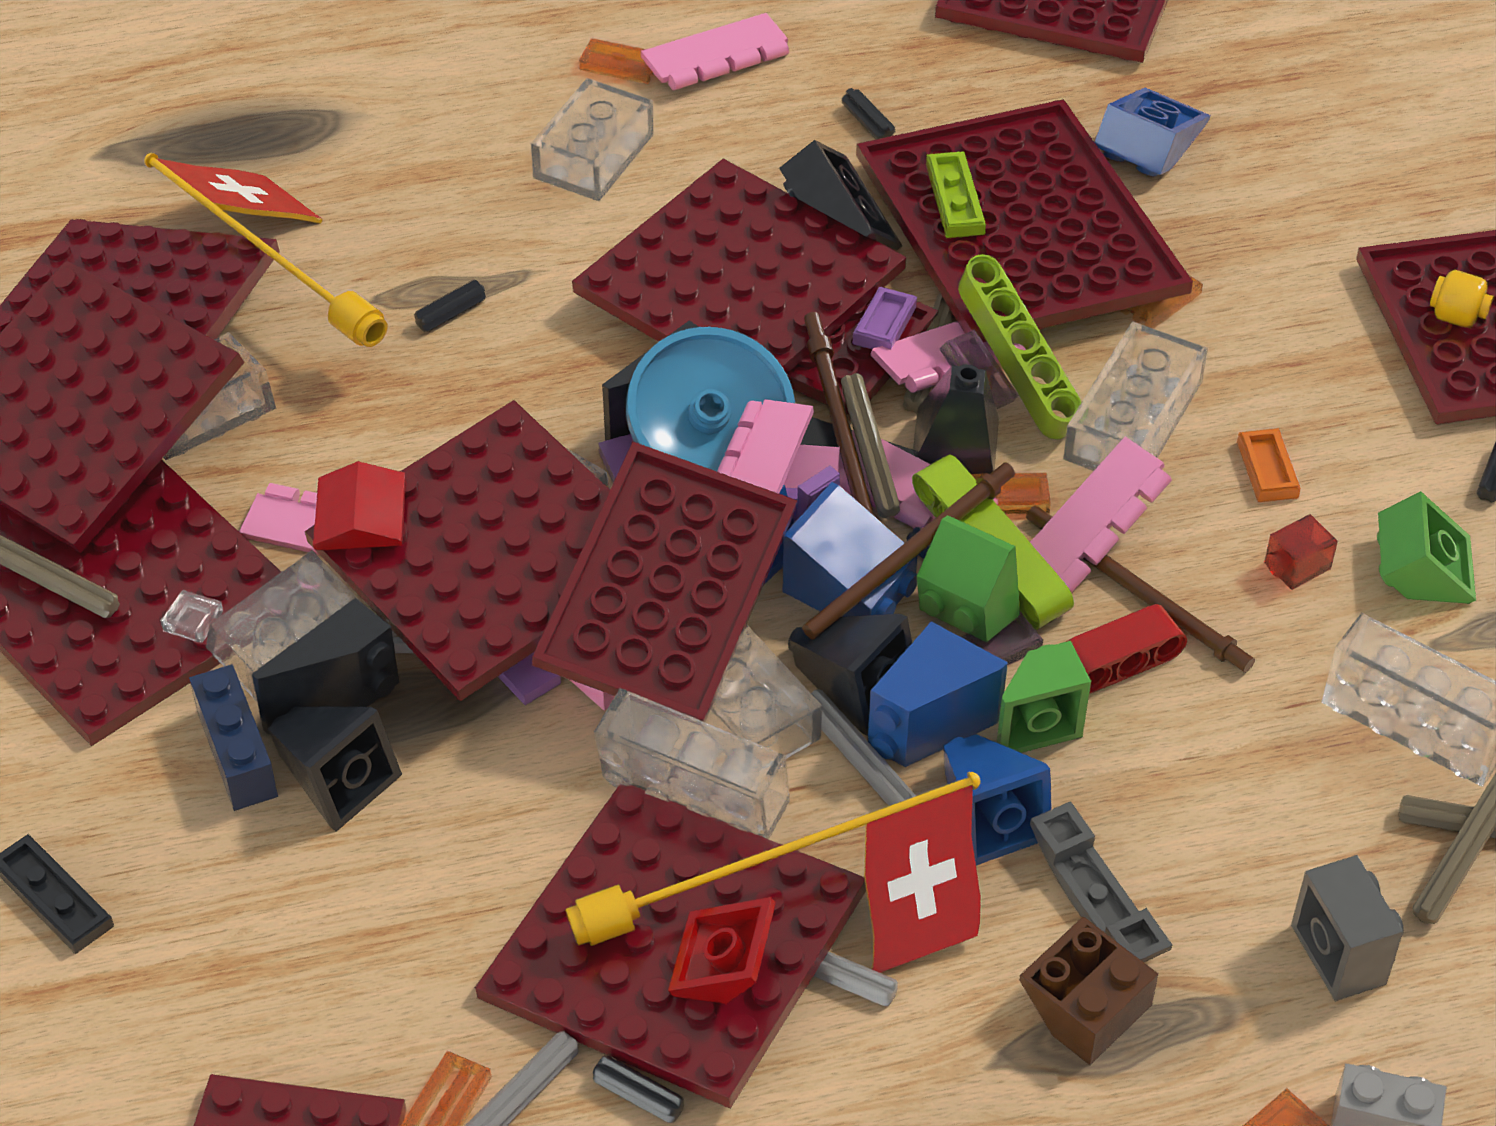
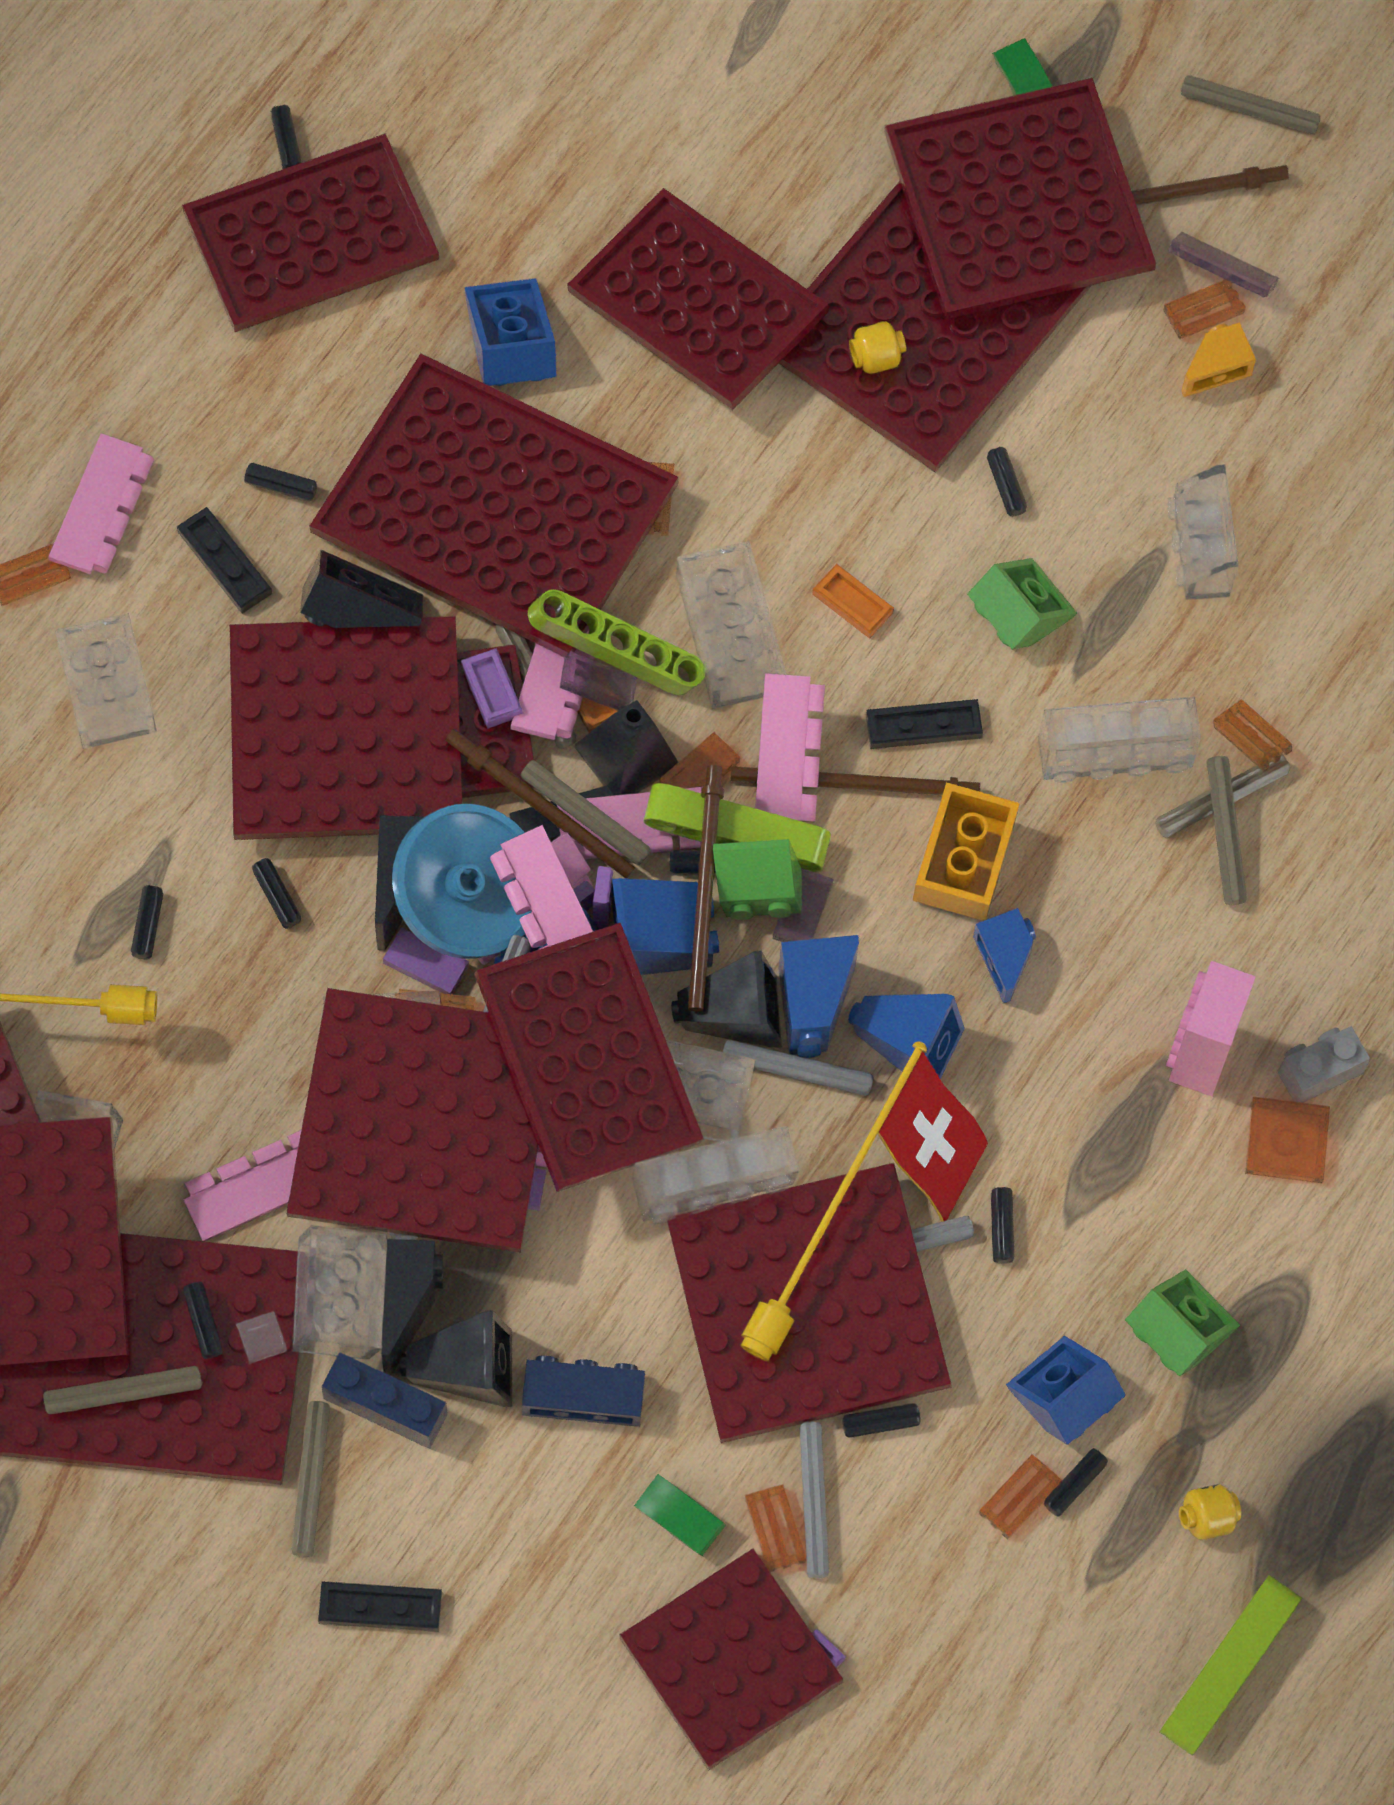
camera: 45 degrees left, 20 degrees up
(112, 755) = (310, 1479): none -> dark tan axle
(162, 571) = (202, 1320): none -> black axle
(359, 508) = (316, 1168): red slope -> none
(370, 1019) = (680, 1515): none -> green slope
(401, 857) = (583, 1391): none -> dark blue brick
(568, 351) = (276, 893): none -> black axle
(722, 951) = (864, 1291): red slope -> none
(771, 135) = (224, 560): none -> black tile
(923, 1015) = (1002, 1225): none -> black axle
(955, 194) = (436, 524): lime tile -> none
(1045, 699) = (887, 932): bright green slope -> none
(1089, 989) = (1090, 1127): reddish brown slope -> none
(1092, 886) = (1032, 1050): dark grey slope -> none
(1129, 646) = (891, 846): red beam -> none
(1151, 796) = (1005, 948): none -> blue slope
(1185, 692) = (965, 851): none -> light orange brick
(1246, 588) = (924, 724): none -> black tile
(1285, 967) = (1208, 1027): none -> bright pink brick
(1300, 551) = (940, 668): clear red brick -> none
(1334, 191) = (698, 298): none -> dark red plate
(1347, 927) = (1204, 940): dark grey brick -> none

